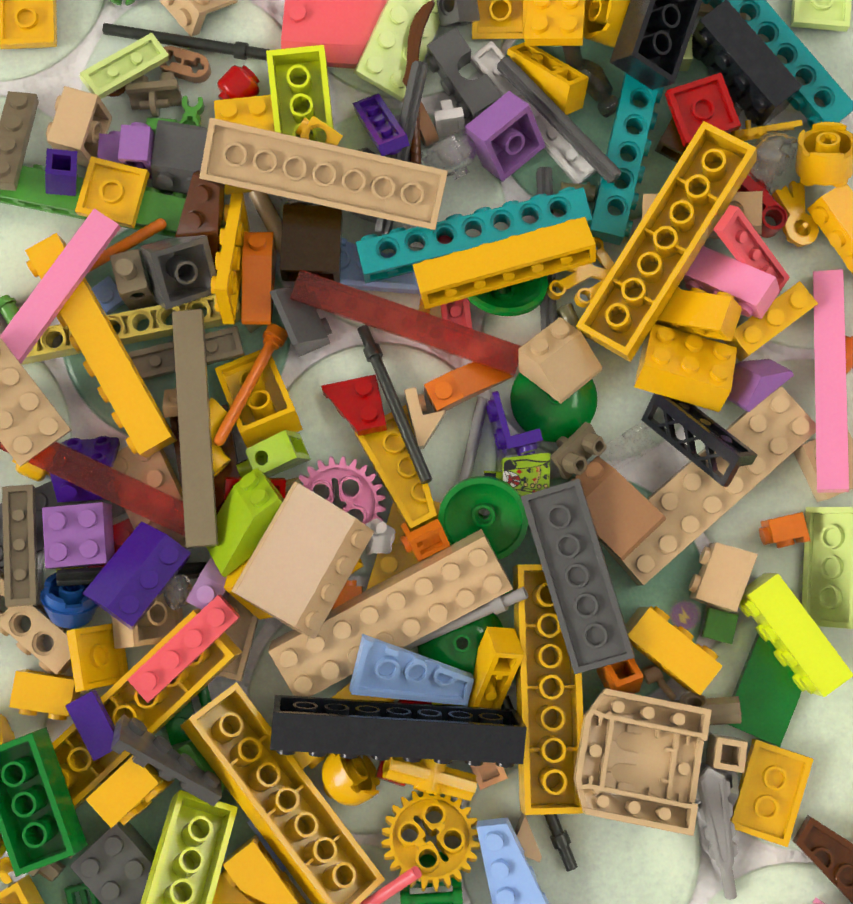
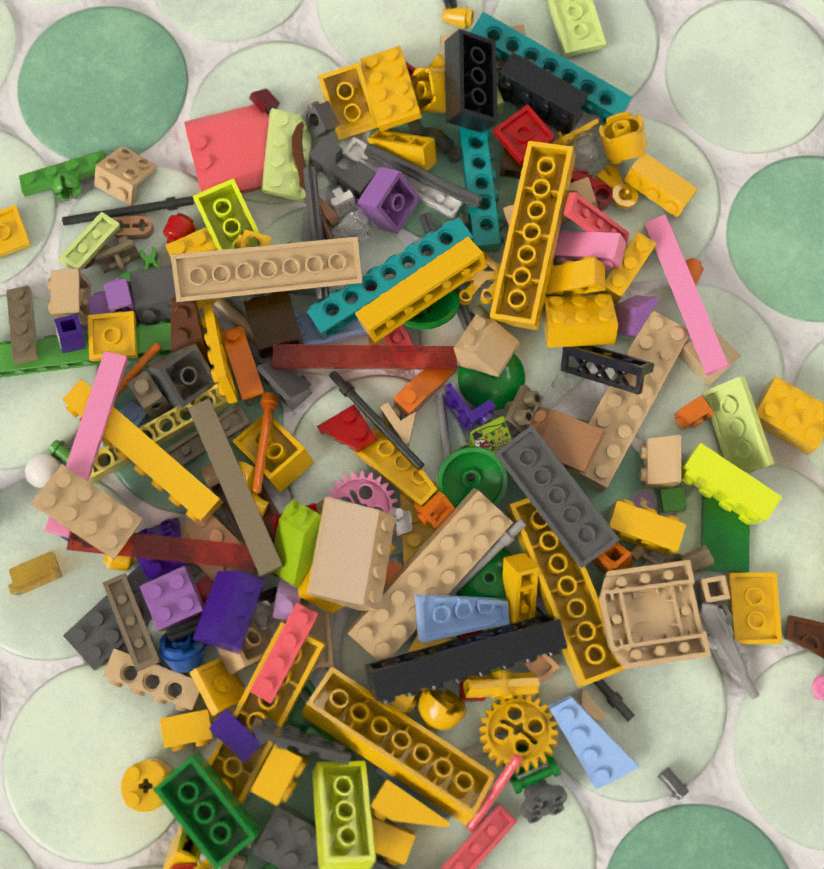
camera: 20 degrees left, 5 degrees down
(283, 452) = (306, 482): lime torso -> none
(381, 125) = (295, 221): dark purple plate -> none

